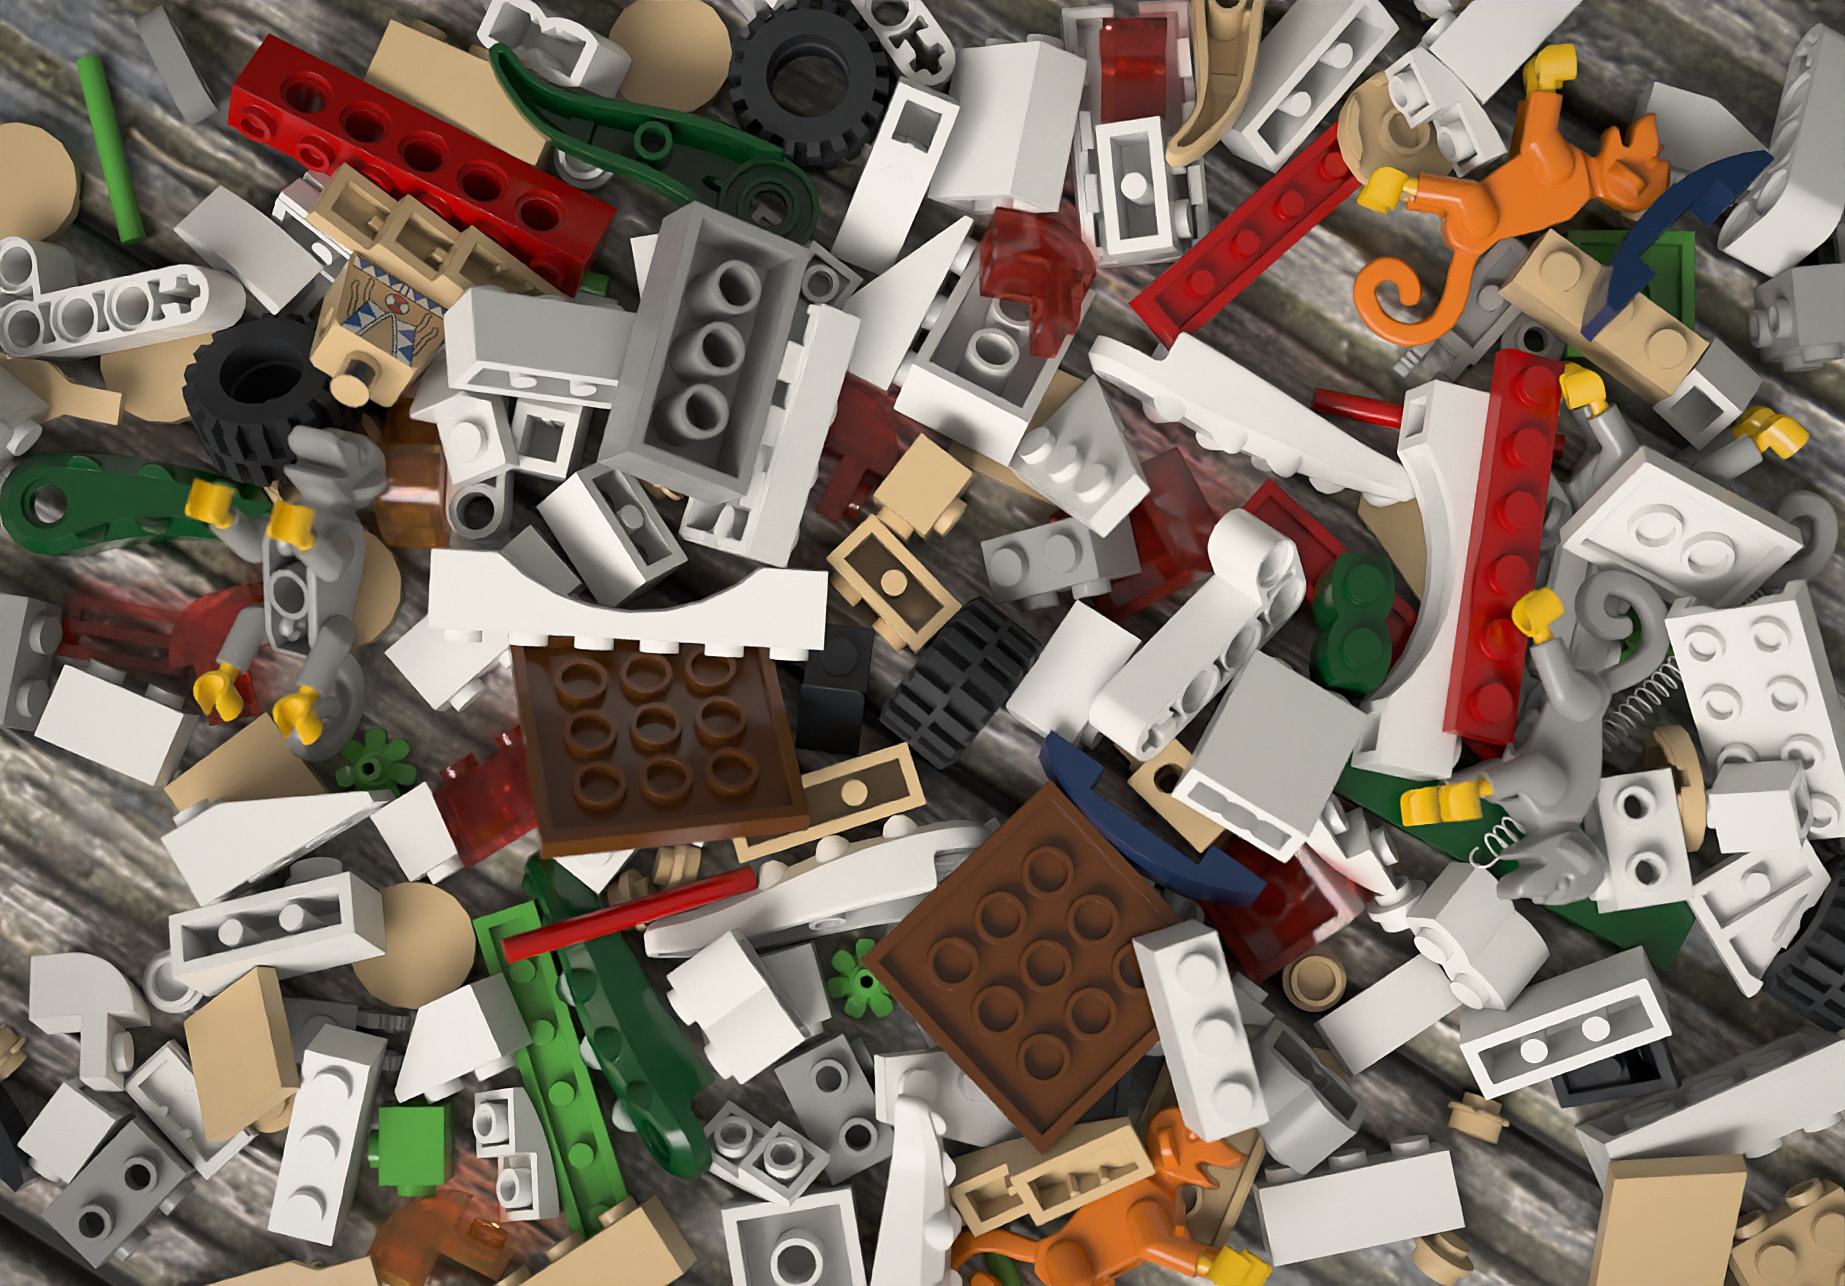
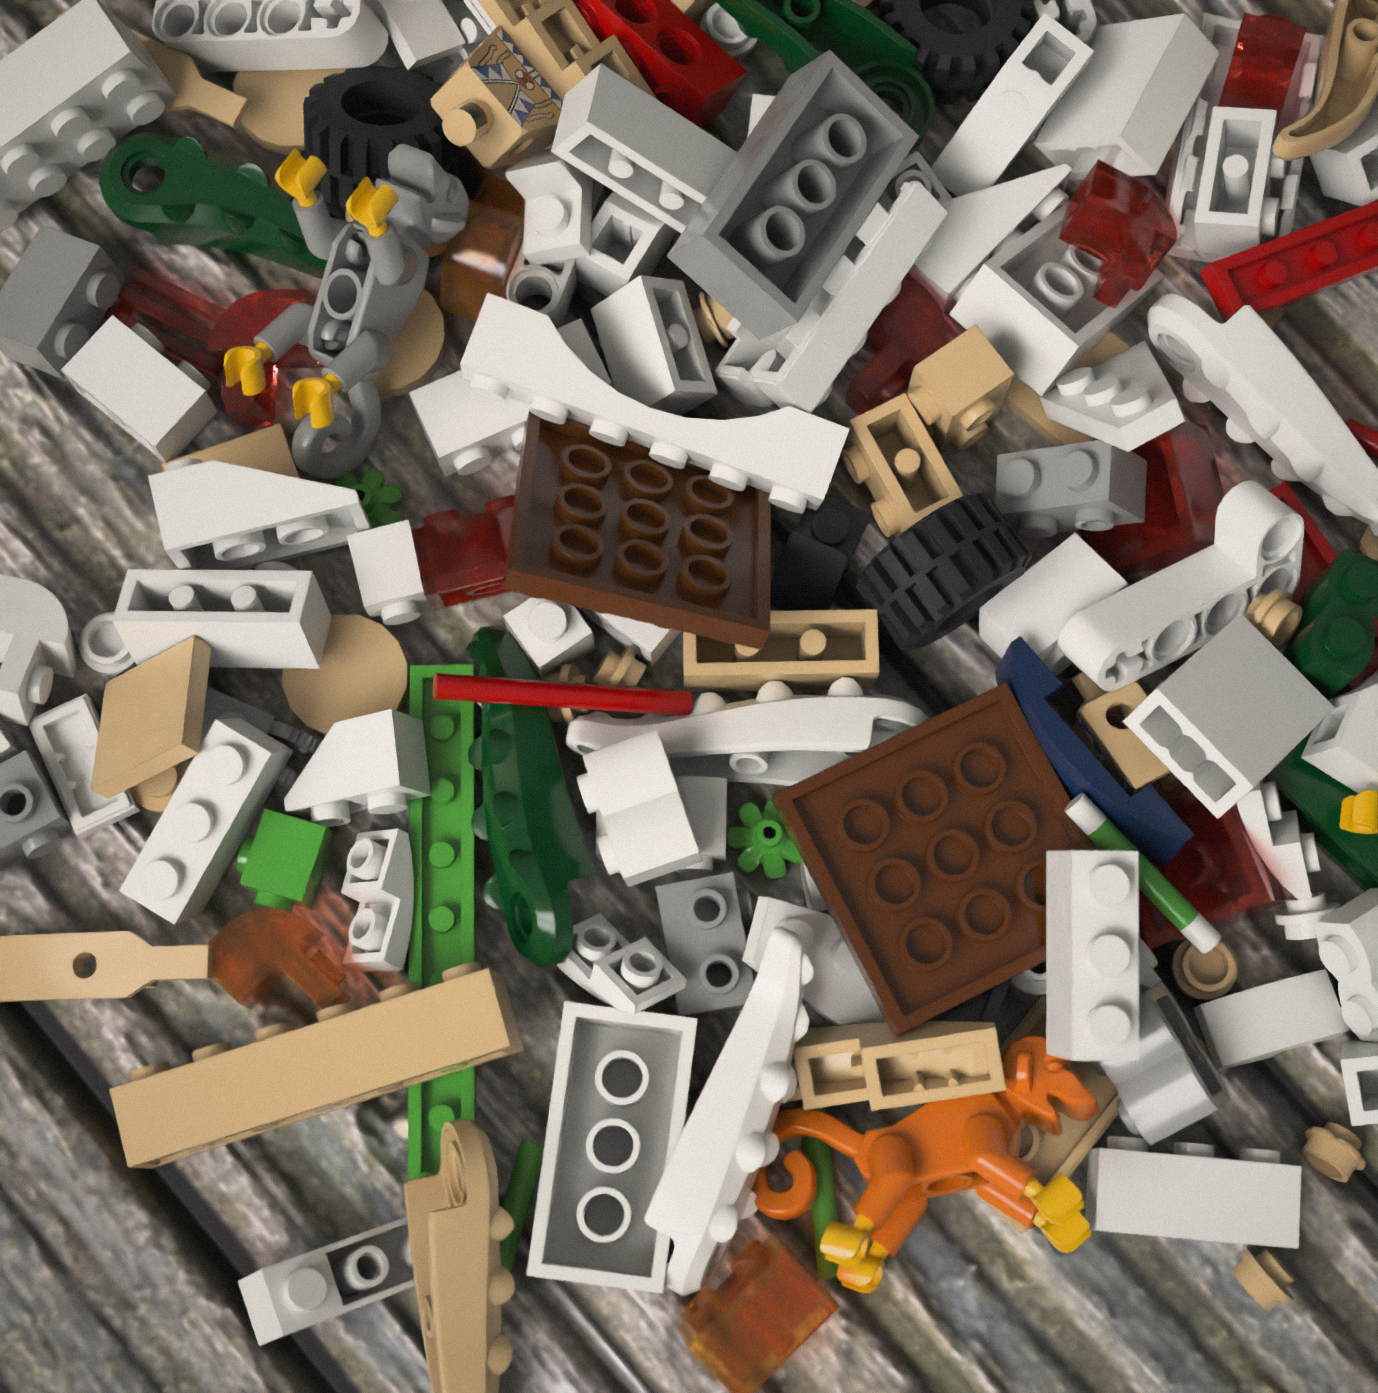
camera: 20 degrees right, 10 degrees down
(1229, 926) = (1151, 881): none -> bright green bar
(1289, 635) = (1275, 616): none -> tan plate

